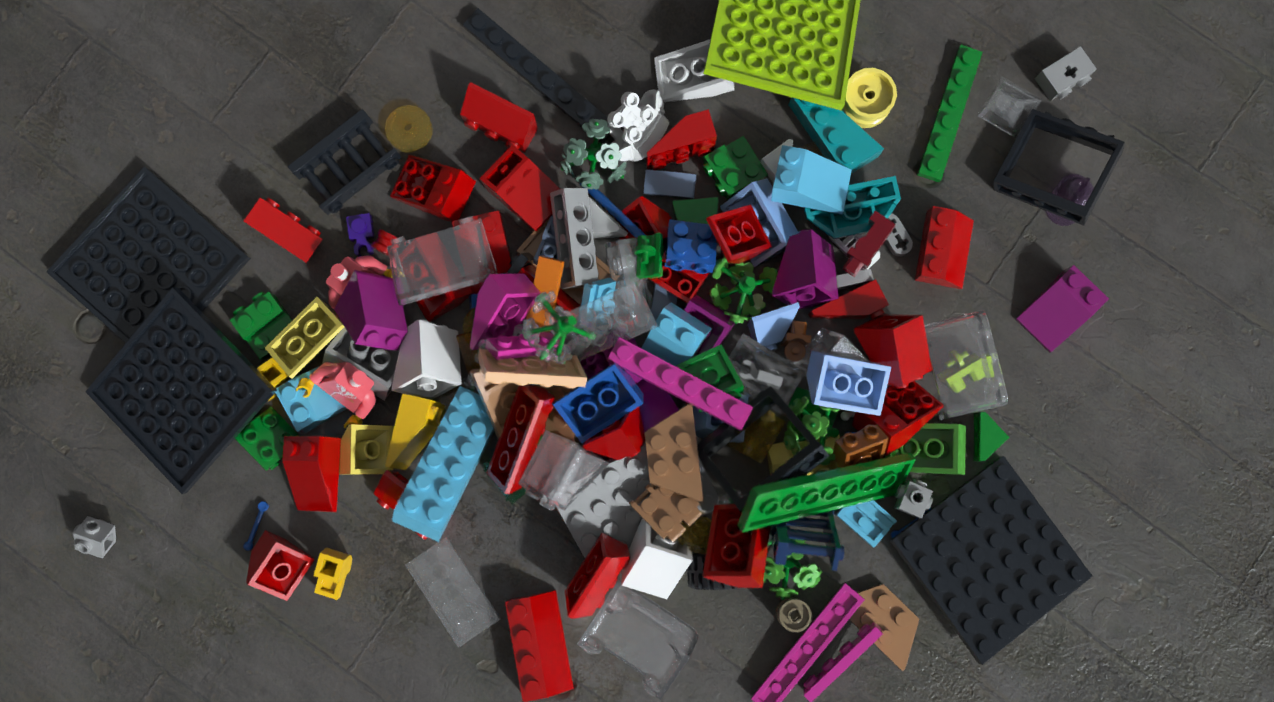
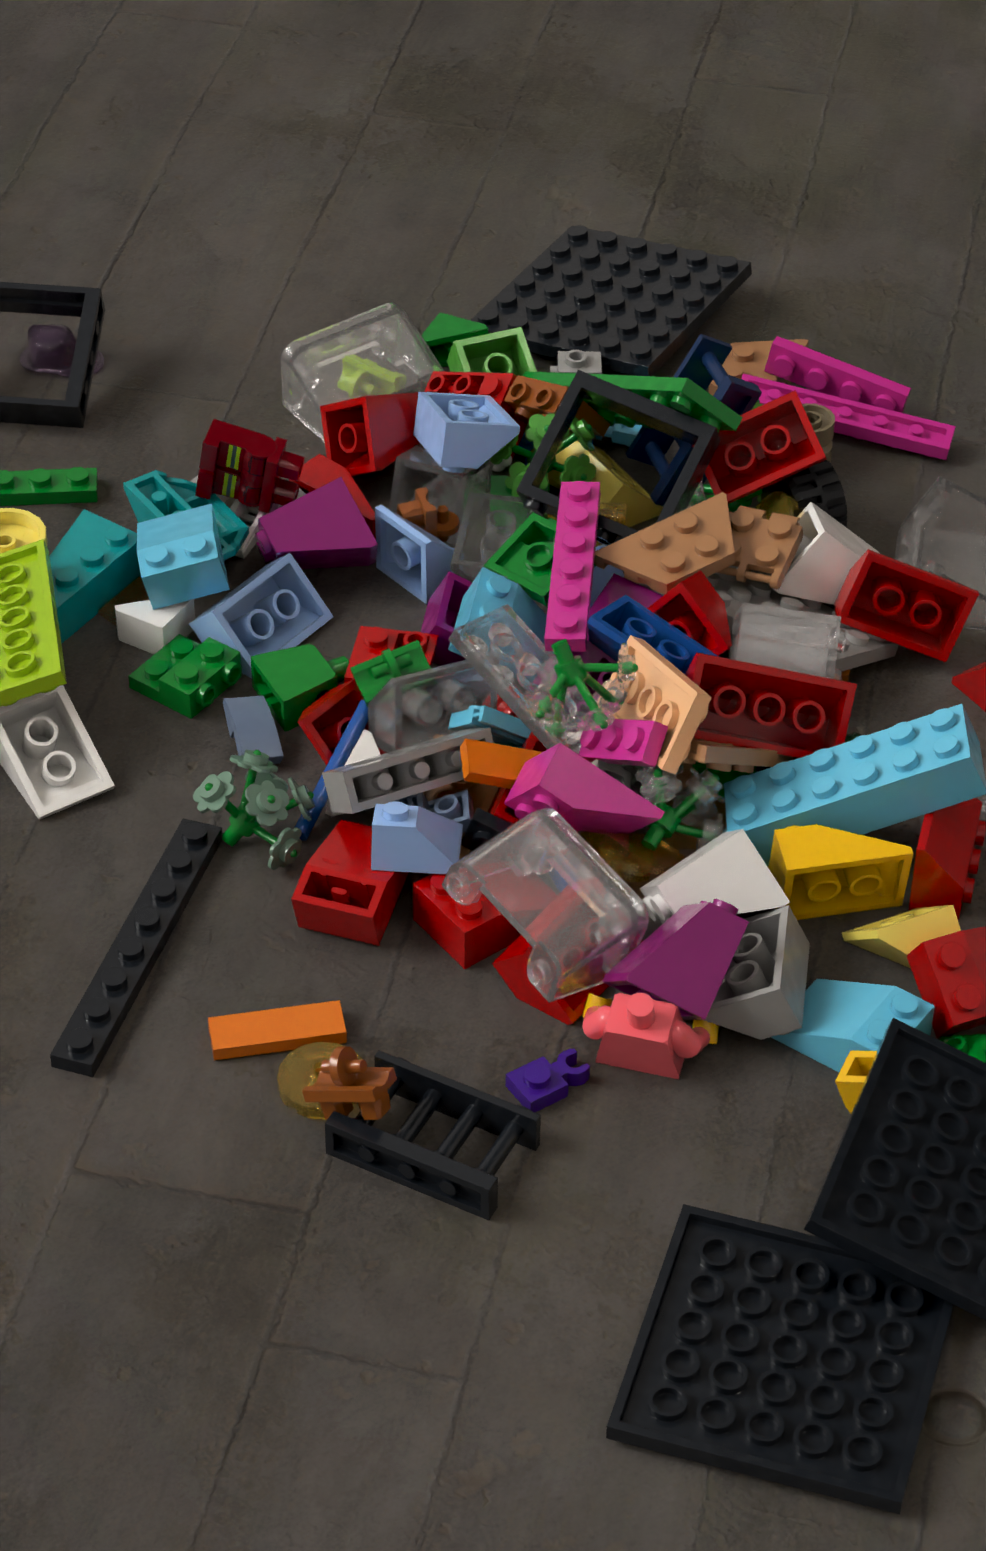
camera: 115 degrees left, 40 degrees down
(261, 322) = (784, 1148): green plate -> none
(283, 229) = (603, 1173): red wedge -> none
(305, 336) = (776, 1045): light yellow slope -> none
(345, 385) = (823, 963): coral torso -> none
(371, 124) = (350, 1080): none -> dark orange hips
(382, 242) = (547, 1030): red wheel -> none
(433, 188) = (416, 1000): red slope -> none
(449, 121) = (276, 1029): none -> orange tile
(498, 118) = (250, 944): red slope -> none
(521, 220) = (413, 839): none -> light blue slope
(642, 124) = (144, 775): white piece -> none
(688, 138) = (177, 716): red slope -> none
(690, 247) = (350, 638): blue plate -> none
(739, 234) = (306, 605): red slope -> none
(743, 278) = (380, 586): bright green plant -> none
(767, 377) = (503, 511): light grey plate -> none
(944, 247) = (177, 443): red slope -> none
(1062, 308) = (225, 321): magenta slope -> none

